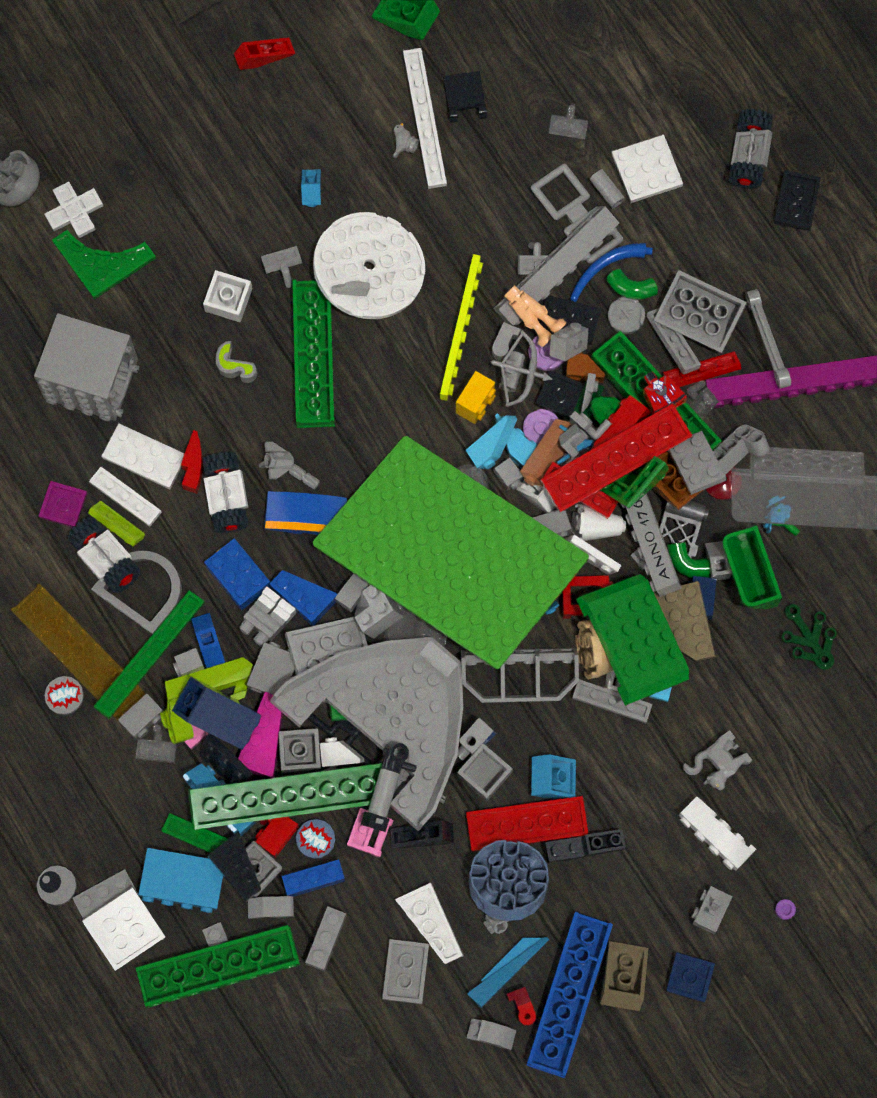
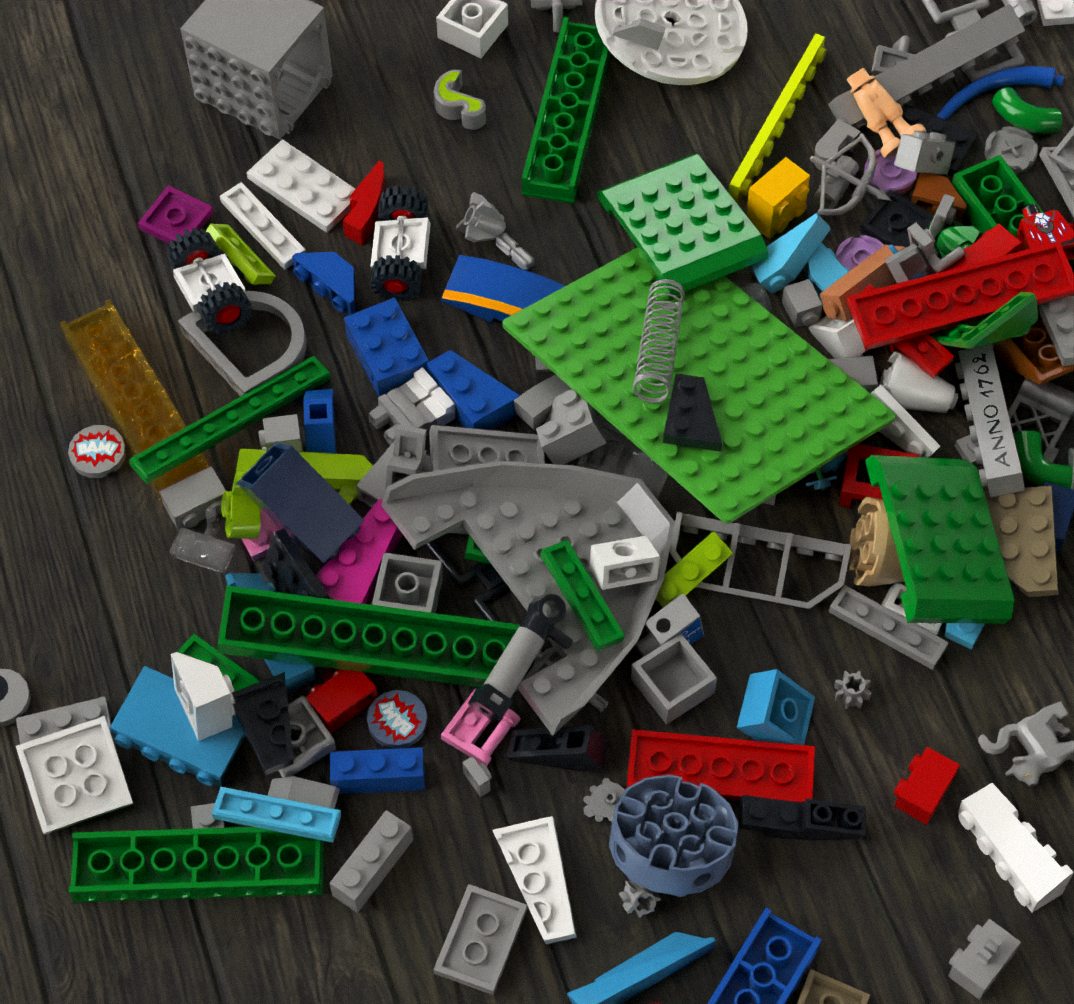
camera: 15 degrees right, 15 degrees down
(184, 528) = (329, 277): none -> blue slope
(195, 865) = (203, 694): none -> white slope
(260, 925) = (276, 814): none -> medium azure tile
(276, 664) = (408, 453): none -> light grey brick
(338, 753) = (460, 600): white slope -> none
(377, 866) = (477, 775): none -> light grey plate
(414, 733) = (582, 595): none -> green plate
(415, 432) = (685, 223): none -> slope
(425, 576) = (646, 374): none -> light grey piece
(436, 703) = (624, 562): none -> white brick
(456, 592) = (691, 415): none -> black wing
(460, 862) = (603, 800): none -> light grey piece
(480, 693) = (693, 568): none -> lime plate
(598, 745) = (855, 683): none -> light grey gear
(656, 805) = (926, 784): none -> red brick

